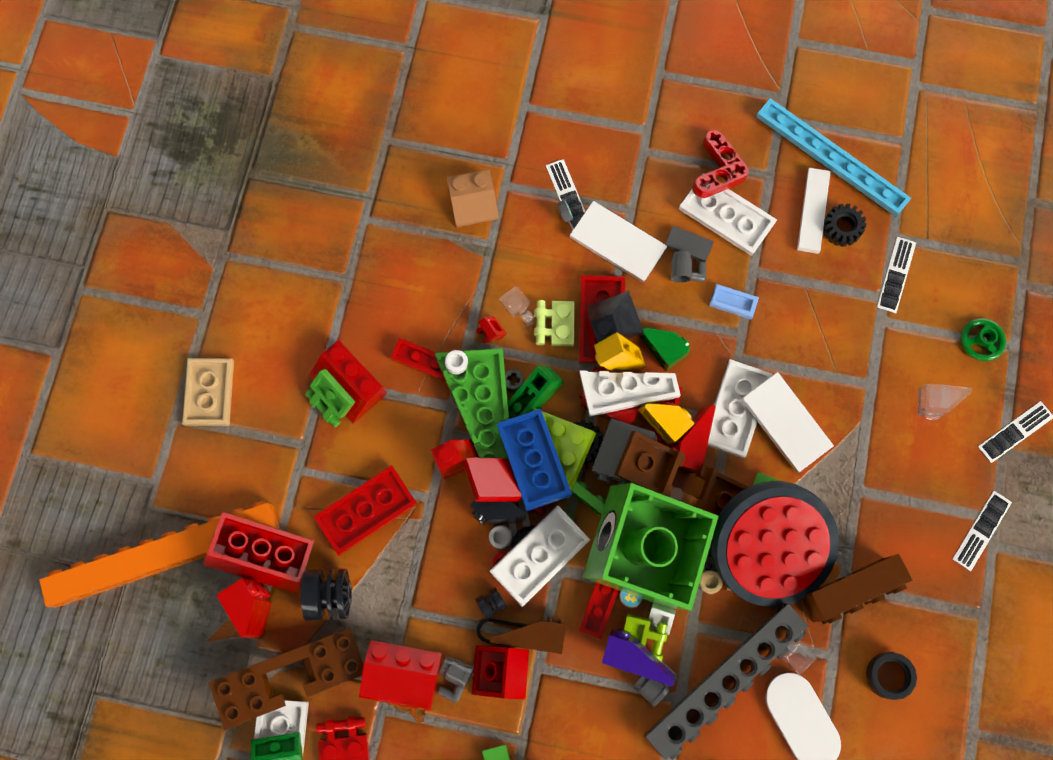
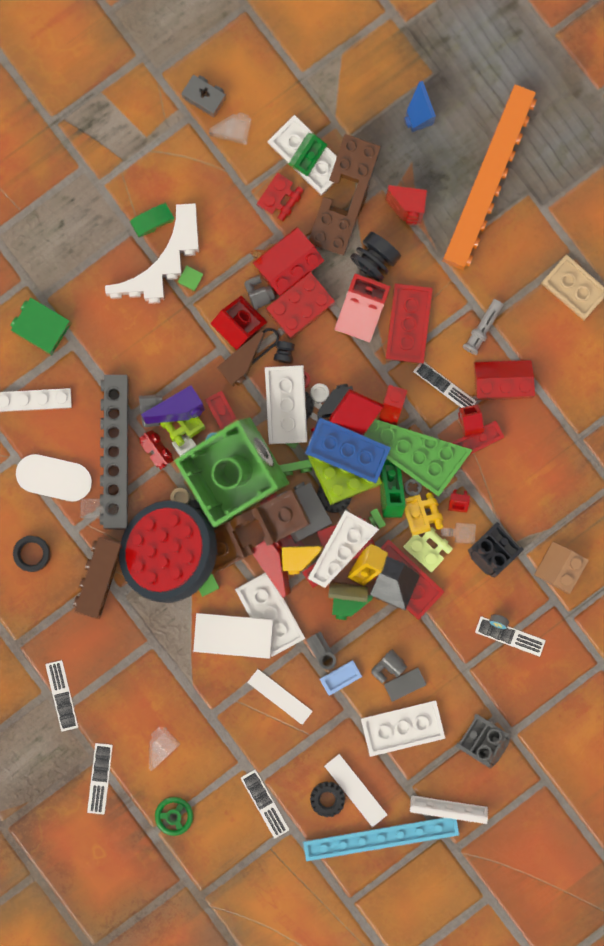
camera: 125 degrees right, 10 degrees up
(142, 676) = (420, 110): none -> blue slope
(258, 552) = (436, 236): red slope -> none
(323, 438) = (479, 334): none -> light grey pin
(329, 398) = (501, 359): bright green plate -> none
(386, 565) = (362, 308): none -> slope
(397, 429) = (444, 385): none -> sticker
(408, 375) = (471, 420): none -> red brick
(433, 625) = (300, 306): none -> red brick
(456, 362) = (454, 457): white tile -> none
(507, 263) = (494, 551): none -> black slope
(536, 353) = (416, 514): none -> yellow plate
(571, 386) = (376, 519): none -> bright green plate
(618, 242) = (447, 638): white tile -> none
(658, 351) = (348, 591): none -> olive slope
(676, 142) = (484, 741): none -> dark grey slope
(688, 632) = (162, 455): none -> red hinge
(715, 147) = (435, 759): red beam -> none
(727, 335) = (321, 649): none -> dark grey piece
(758, 123) = (449, 809): none -> white tile
(798, 339) = (279, 696): none -> white sticker

